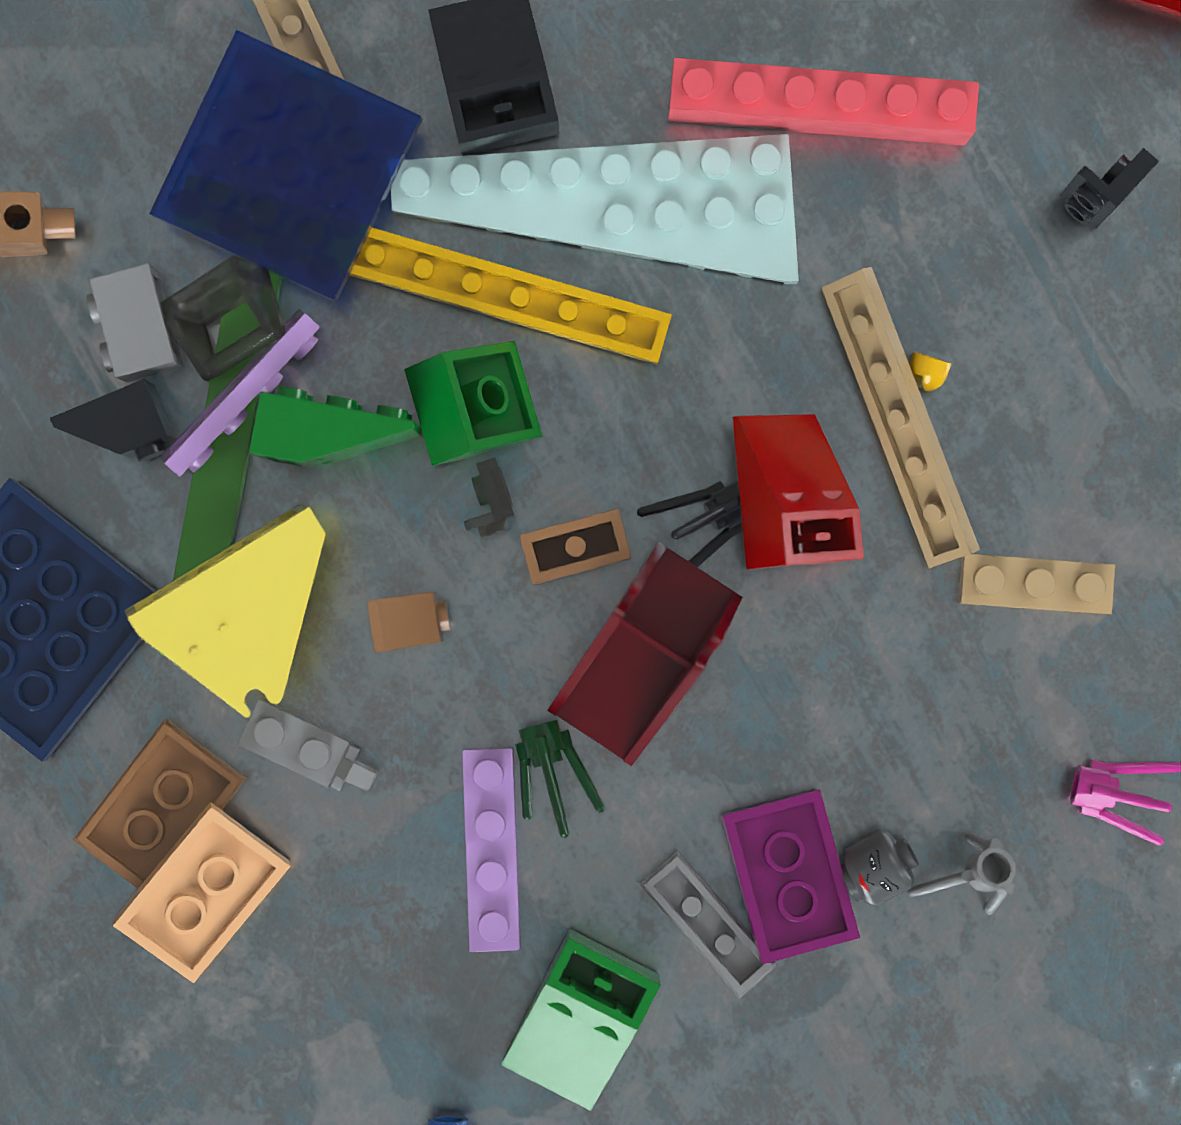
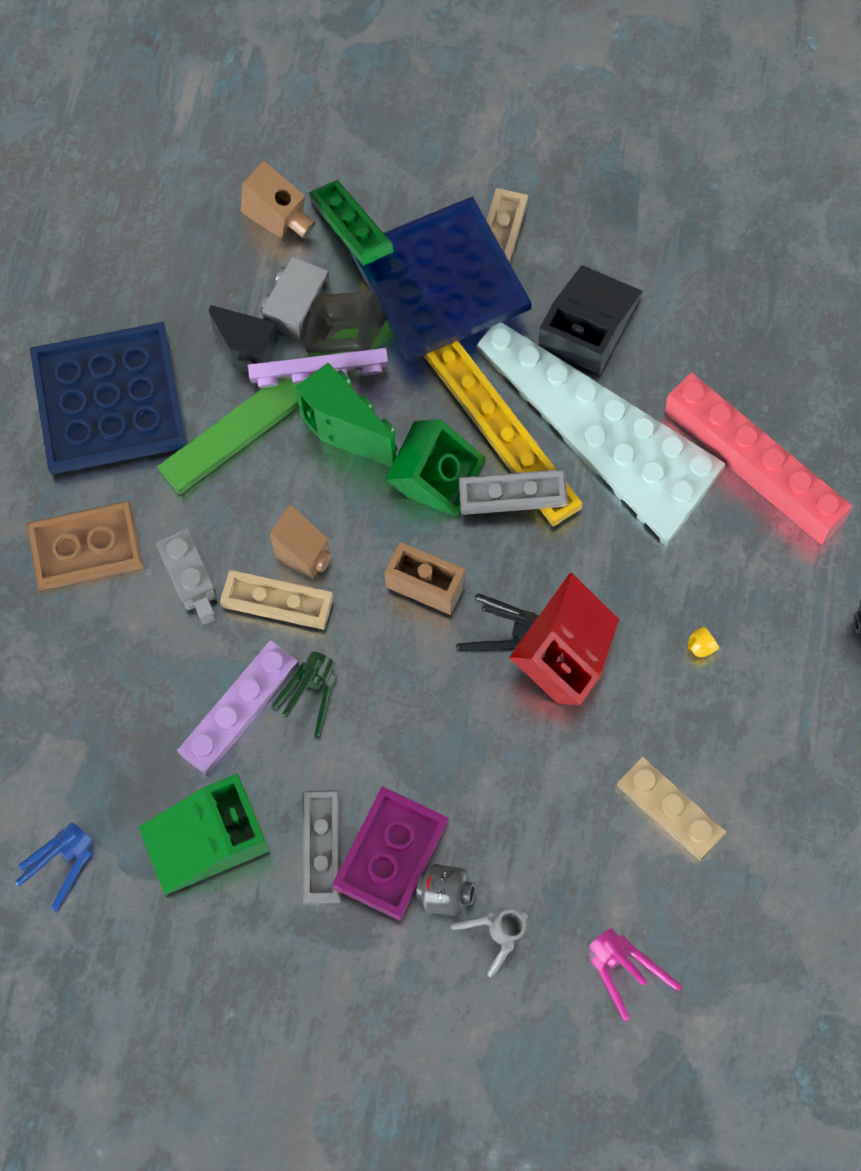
camera: 40 degrees right, 20 degrees down
(120, 179) = (351, 222): none -> green tile
(201, 892) = (65, 600): light nougat plate -> none
(239, 611) = (219, 464): light yellow ladder -> none
(429, 699) = (276, 599): none -> tan plate
(491, 490) = (404, 523): clear smoke bracket -> none
(587, 364) = (513, 492): none -> light grey tile
(647, 654) = (414, 659): dark red ladder -> none
(900, 417) = (665, 655): tan plate -> none

